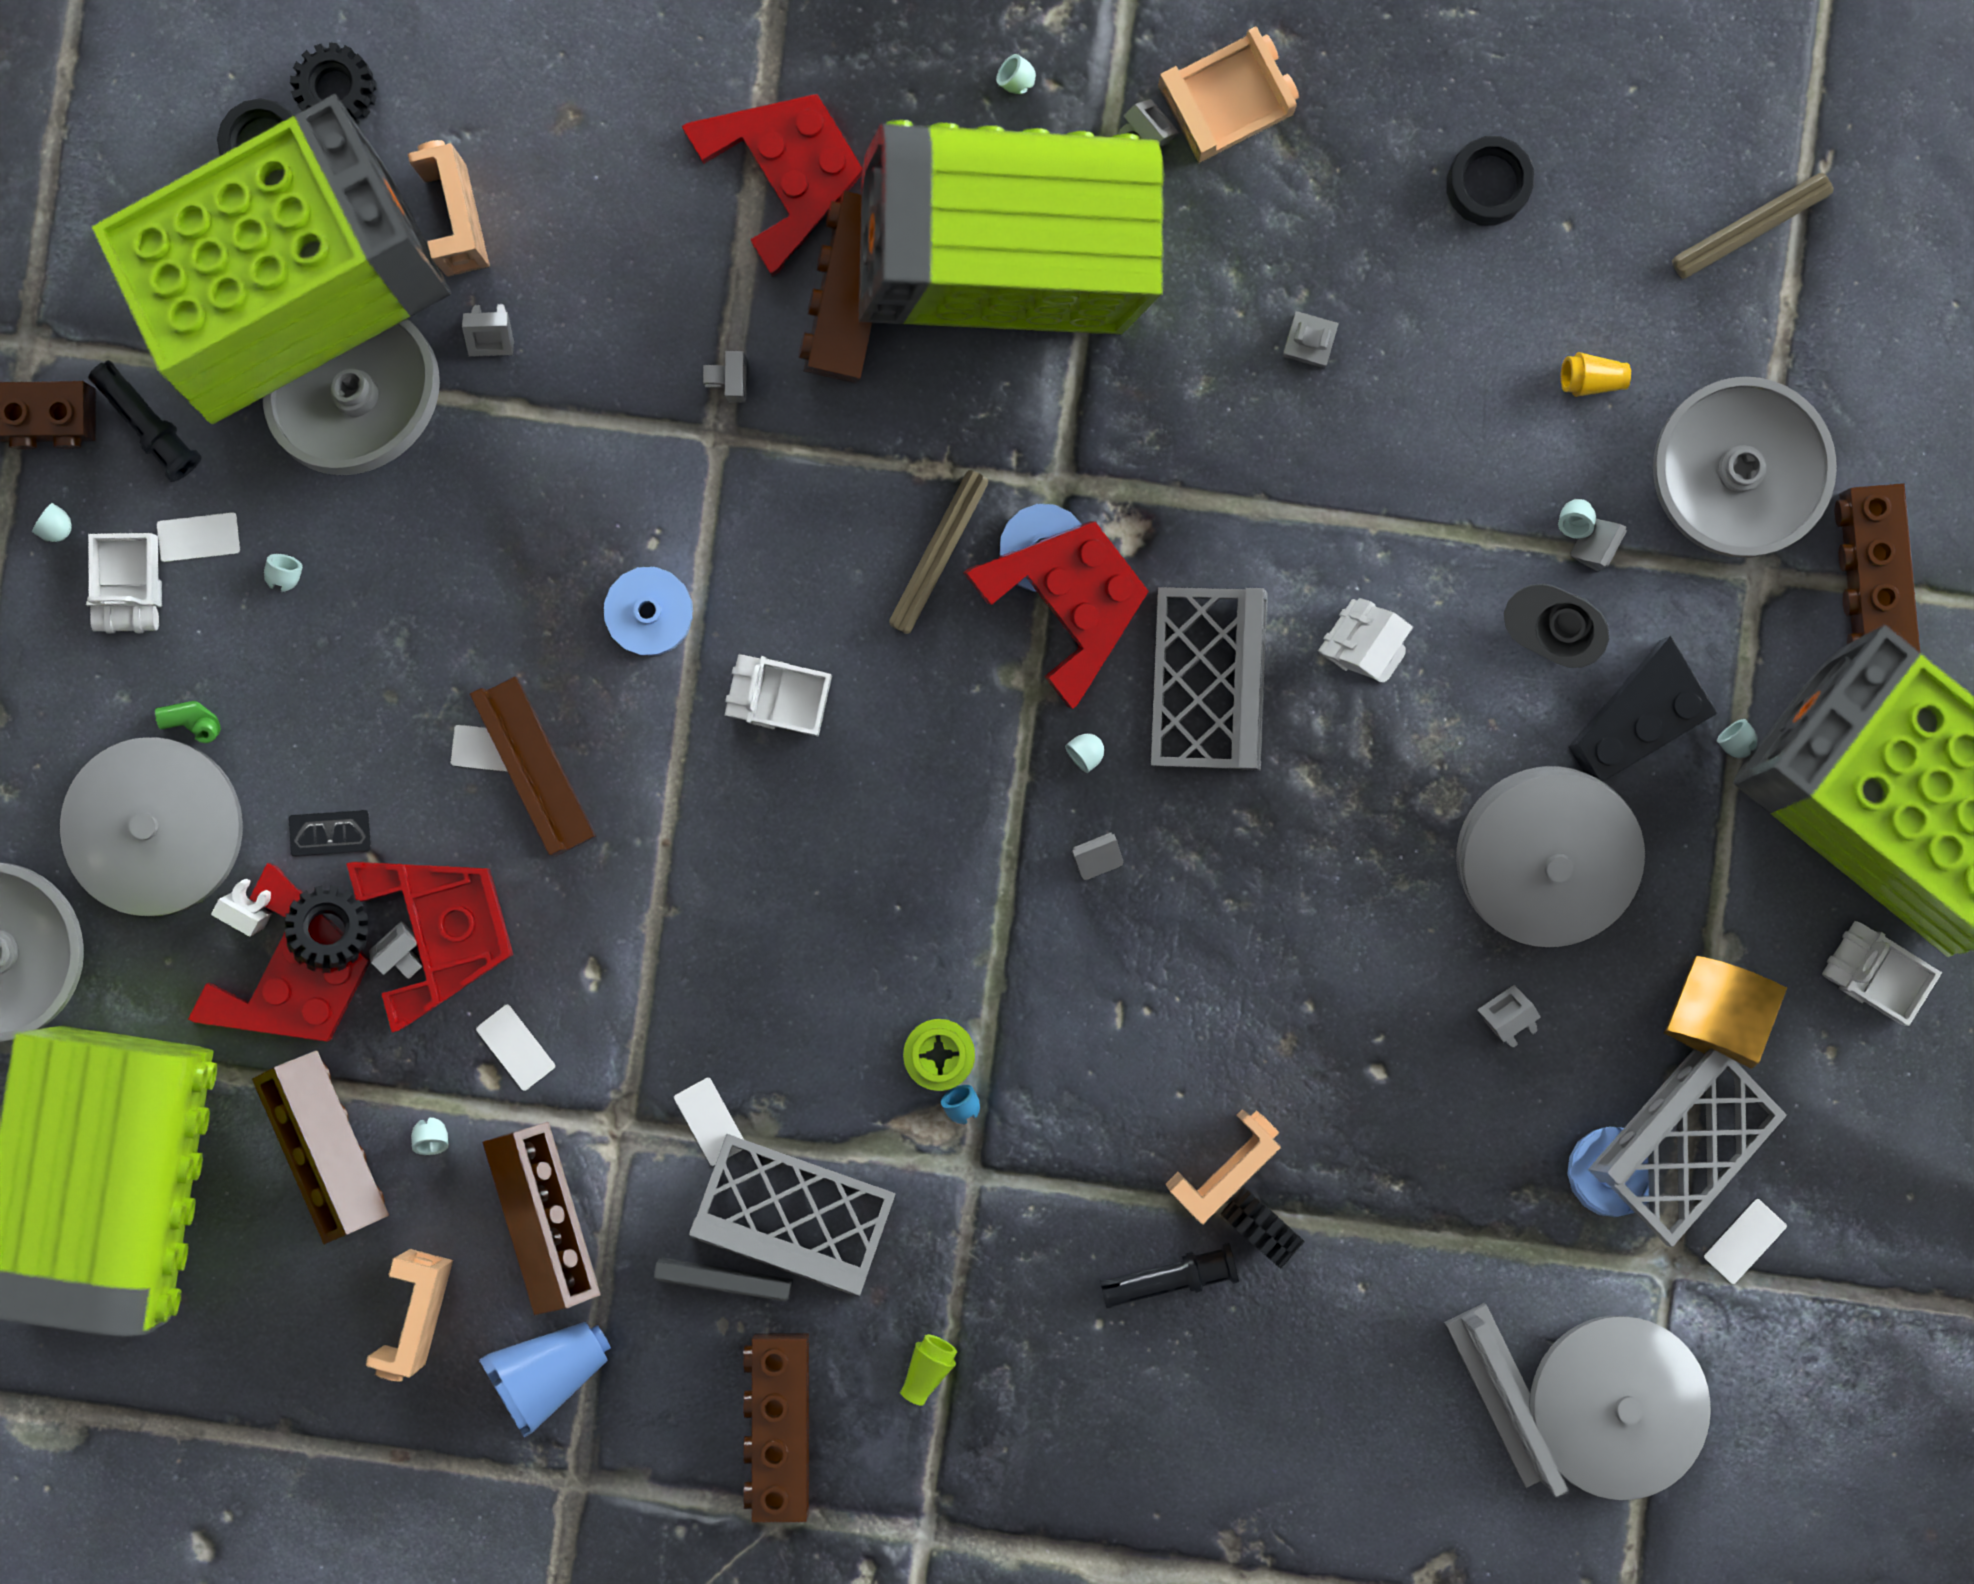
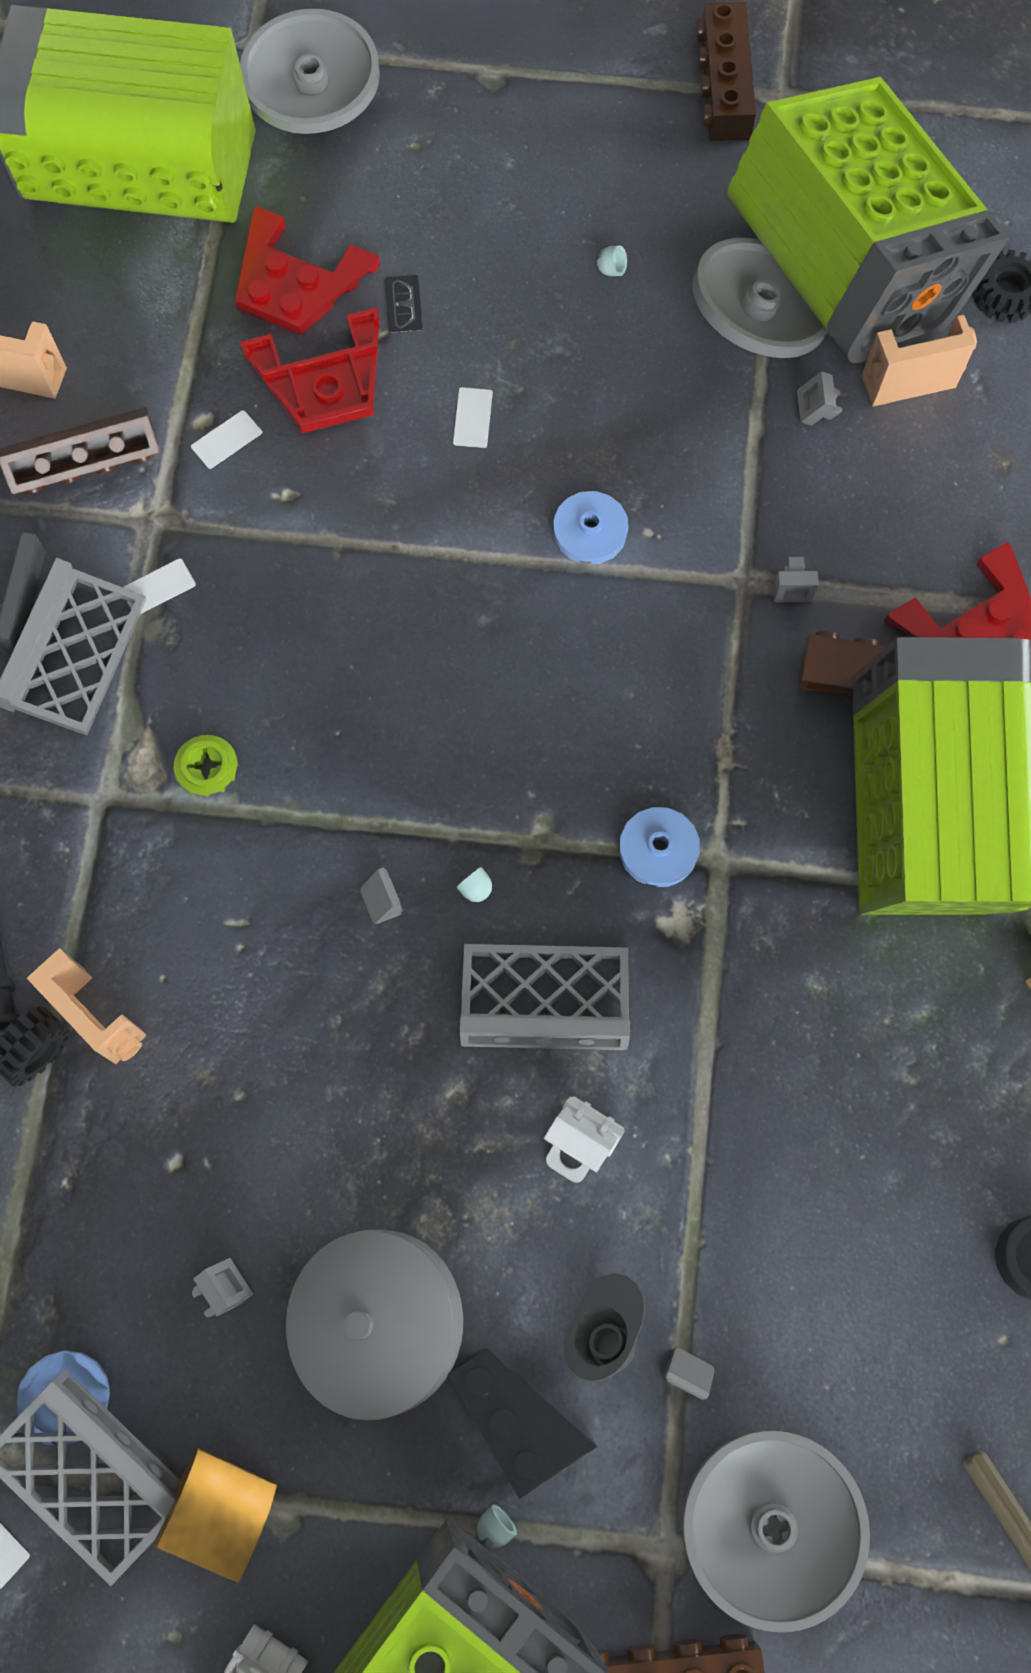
camera: 85 degrees right, 15 degrees down
(53, 524) = (643, 108): light aqua hinge -> none
(124, 582) = (599, 154): white piece -> none
(151, 827) = (408, 181): light grey dish -> none
(156, 435) = (713, 175): black pin -> none
(191, 715) = (496, 204): bright green arm -> none
(198, 537) = (638, 209): white sticker -> none
(242, 913) = (339, 237): white tile -> none
(319, 903) = (335, 273): black tyre -> none
(320, 1146) = (148, 292): brick -> none
(396, 950) = (304, 344): light grey tile -> none
(429, 1137) = (154, 374): light aqua hinge -> none
(533, 766) = (458, 440): reddish brown fence -> none
(778, 695) = (521, 627): white piece -> none
(938, 551) = (652, 757): dark tan axle -> none
(961, 1104) = (161, 784): dark azure hinge -> none
(1083, 586) = (623, 880): red wing -> none
(1310, 339) = (869, 1085): light grey tile -> none
(1577, 519) = (712, 1351): light aqua hinge -> none
(1592, 374) = (858, 1367): yellow cone -> none

